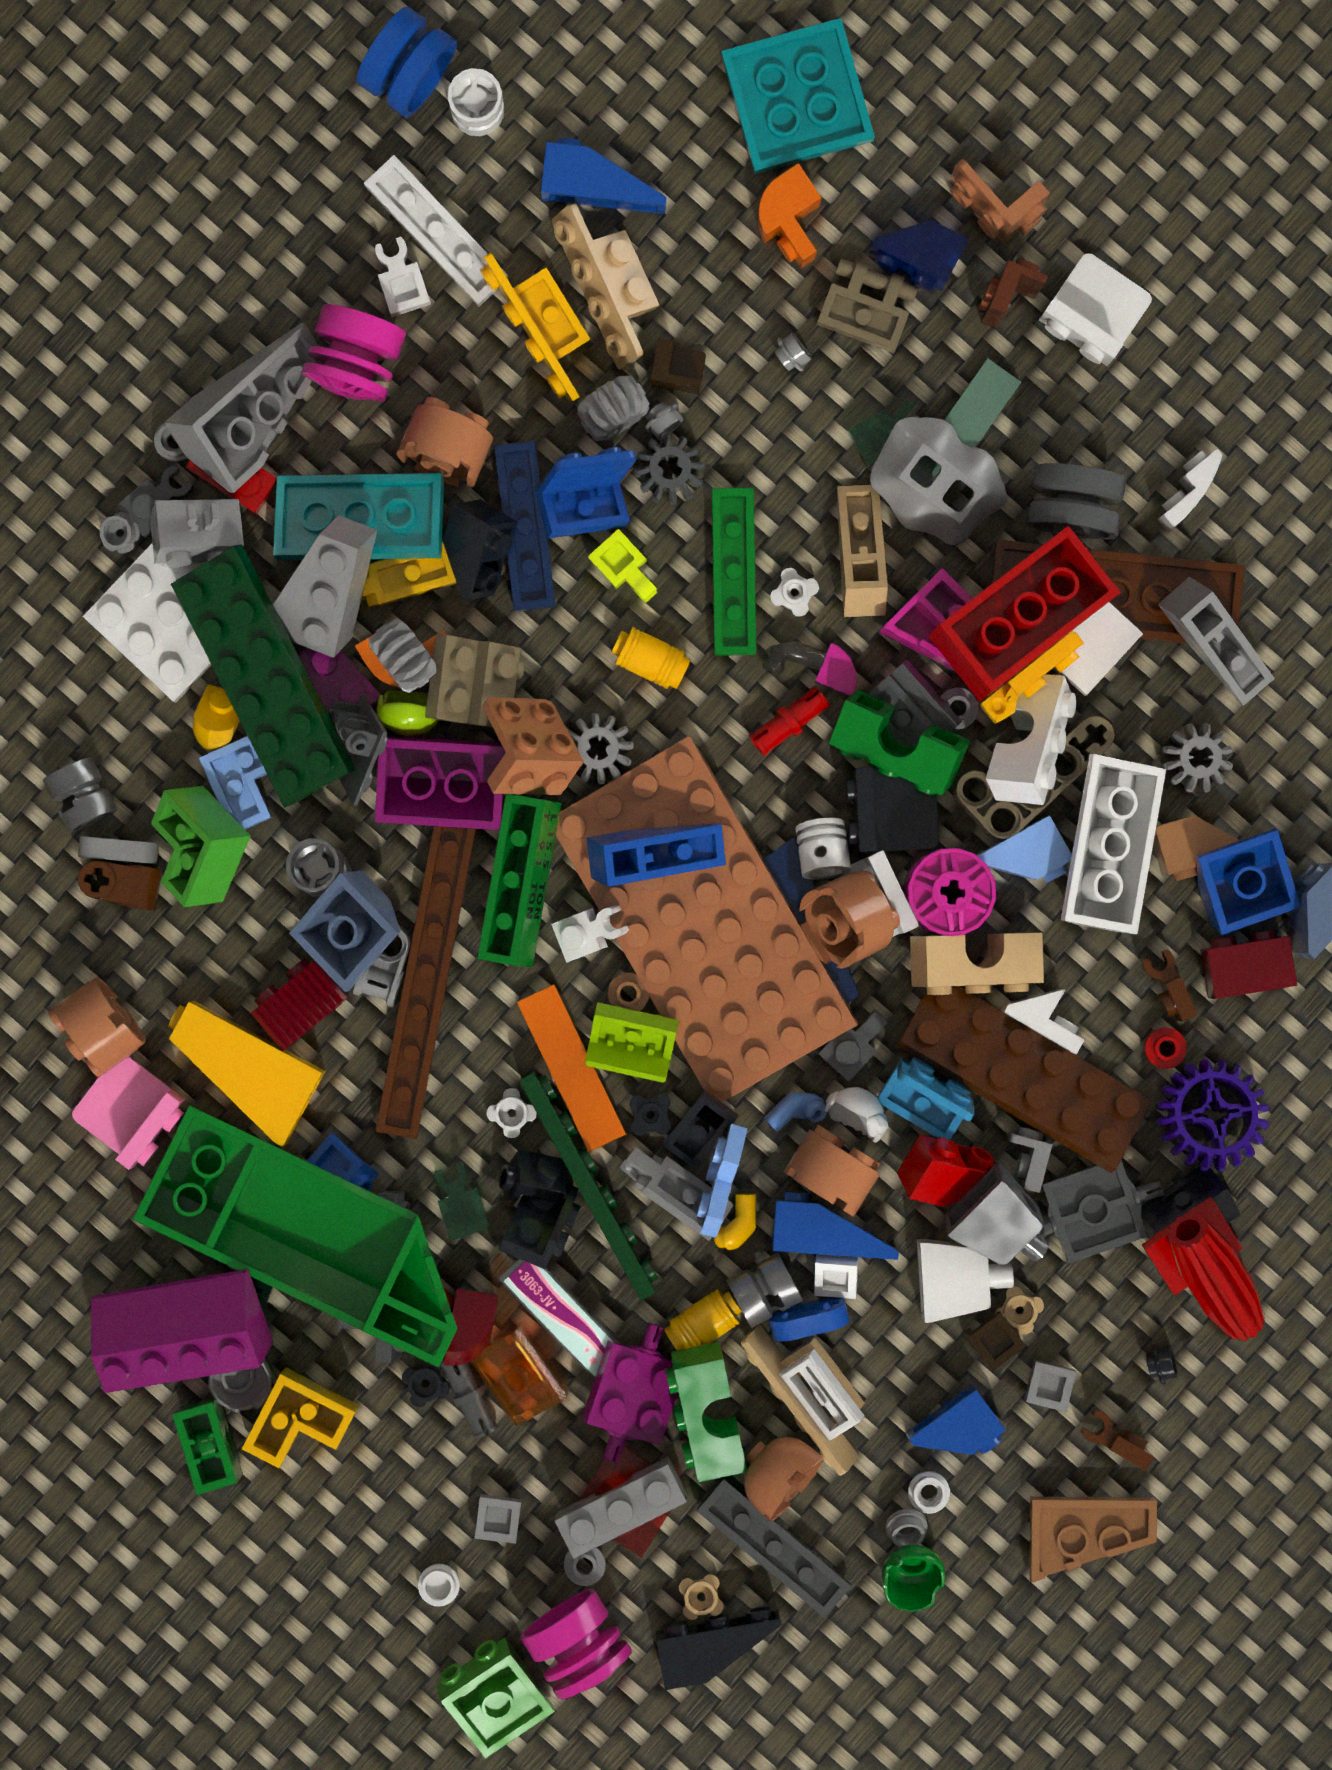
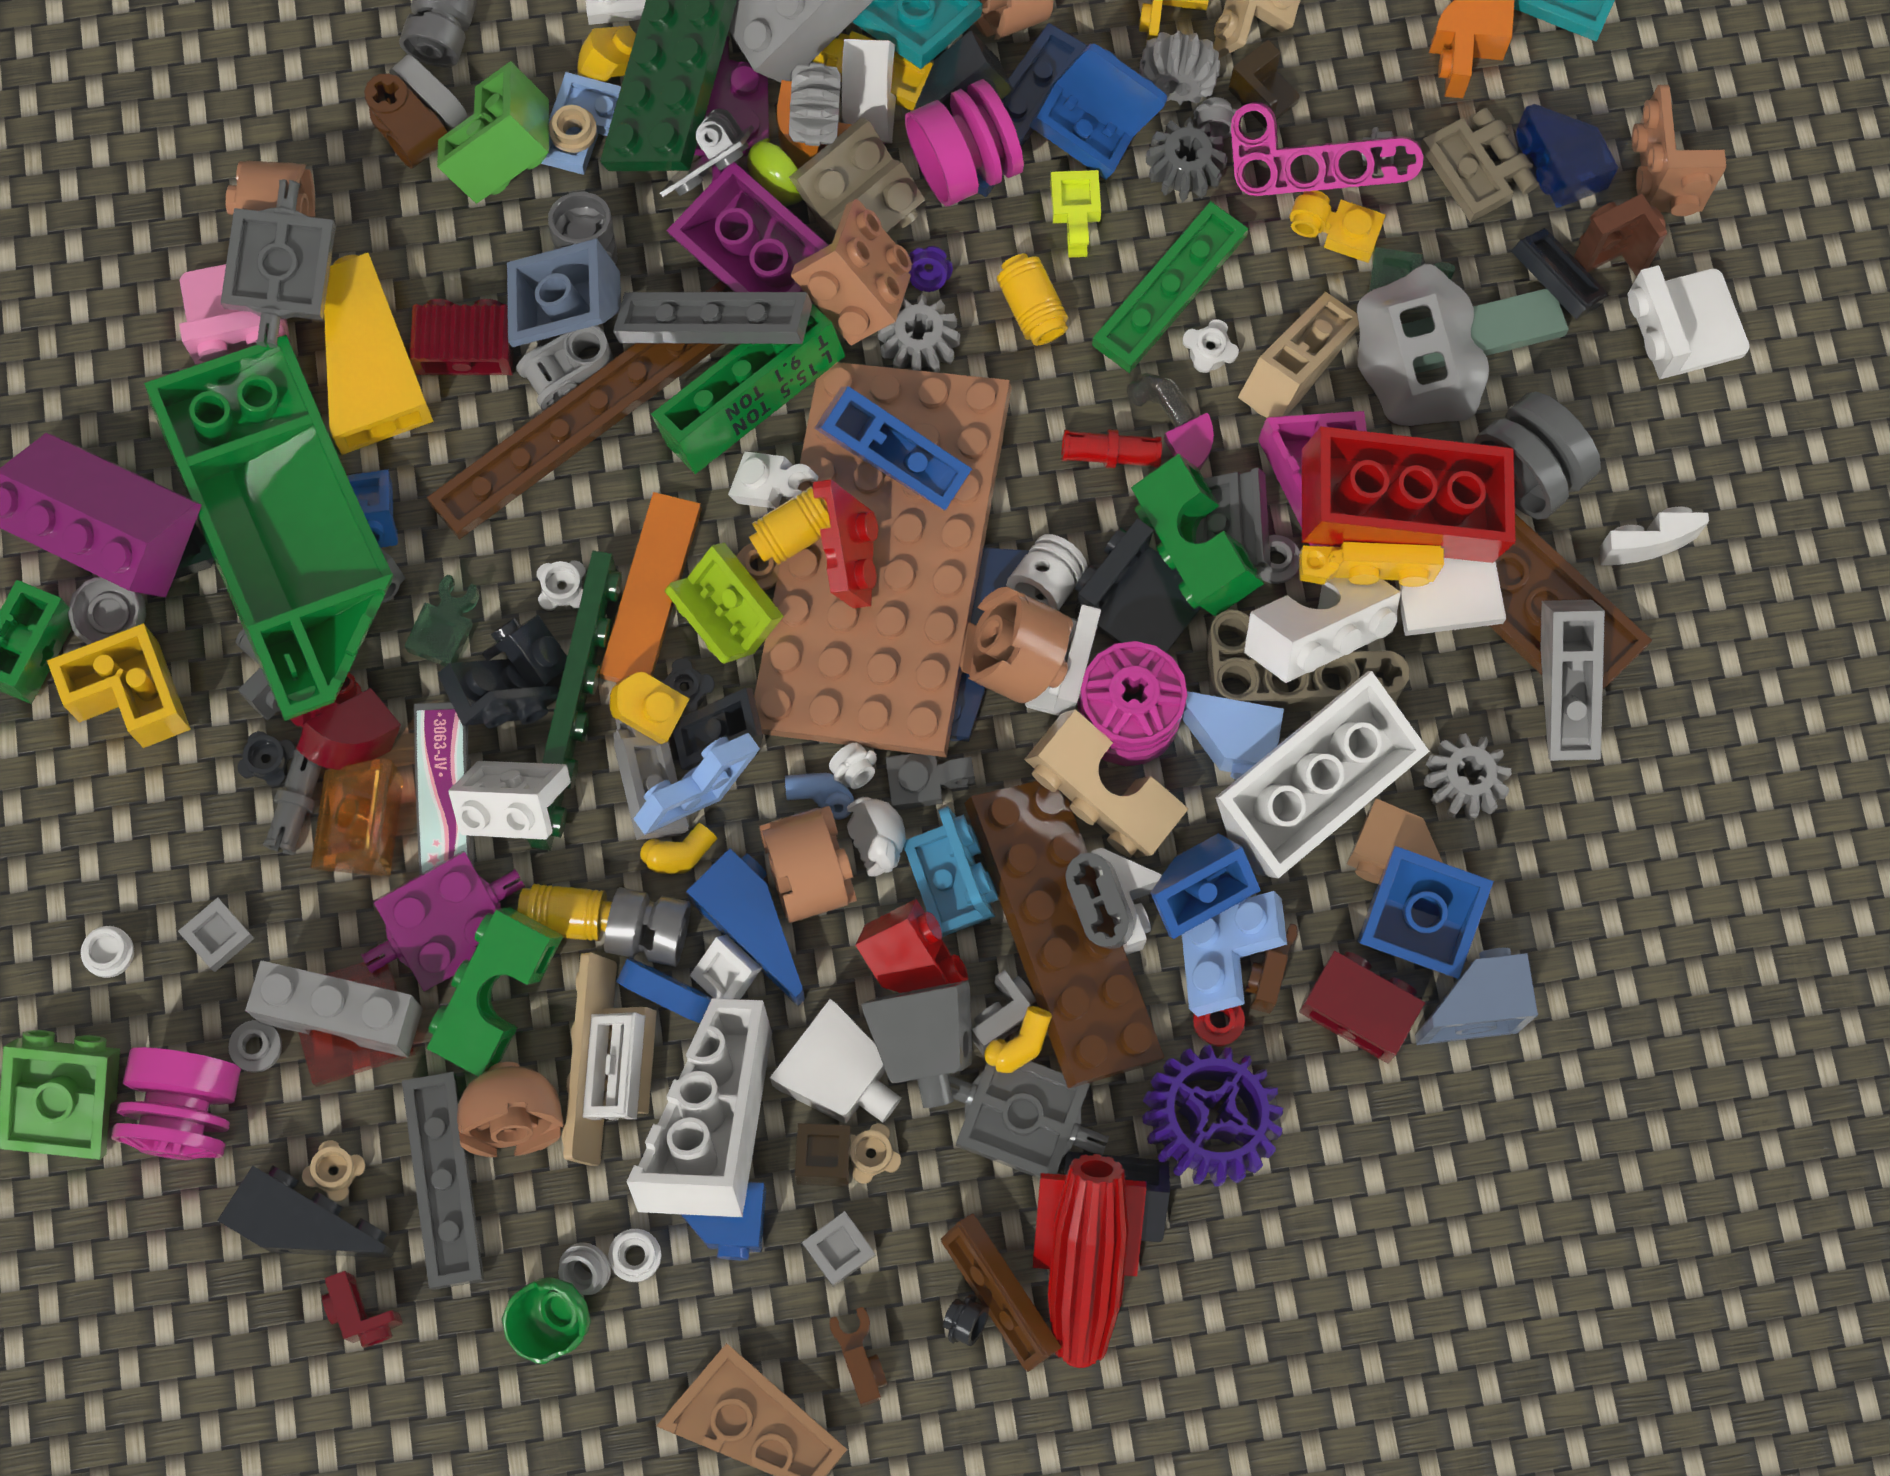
camera: 30 degrees right, 15 degrees down
(149, 1069) = (278, 263): none -> dark grey plate
(234, 789) = (568, 117): none -> tan plate
(416, 602) = (867, 84): none -> white slope
(462, 860) = (713, 317): none -> dark grey plate
(524, 596) = (971, 139): none -> dark pink wheel
(564, 693) = (929, 279): none -> dark purple plate
(612, 1288) = (507, 798): none -> white bracket
(636, 955) = (790, 527): none -> yellow head
(643, 1152) = (647, 705): none -> yellow plate
(688, 945) = (848, 544): none -> red wing
(763, 394) = (1327, 155): none -> dark pink beam
(784, 1670) = (345, 1306): none -> dark red bracket
(803, 1077) = (853, 765): none -> white plate
(818, 425) = (1349, 230): none -> yellow plate
(918, 1389) = (707, 1134): none -> white wedge
(984, 344) = (1560, 273): none -> black tile
(1032, 1050) = (1088, 905): none -> dark grey beam
(1065, 1171) = (1024, 1047): none -> yellow arm
(1090, 975) = (1203, 884): none -> blue slope
(1127, 1004) = (1215, 950): none -> light blue plate
(1170, 1331) = (1000, 1292): none -> reddish brown tile

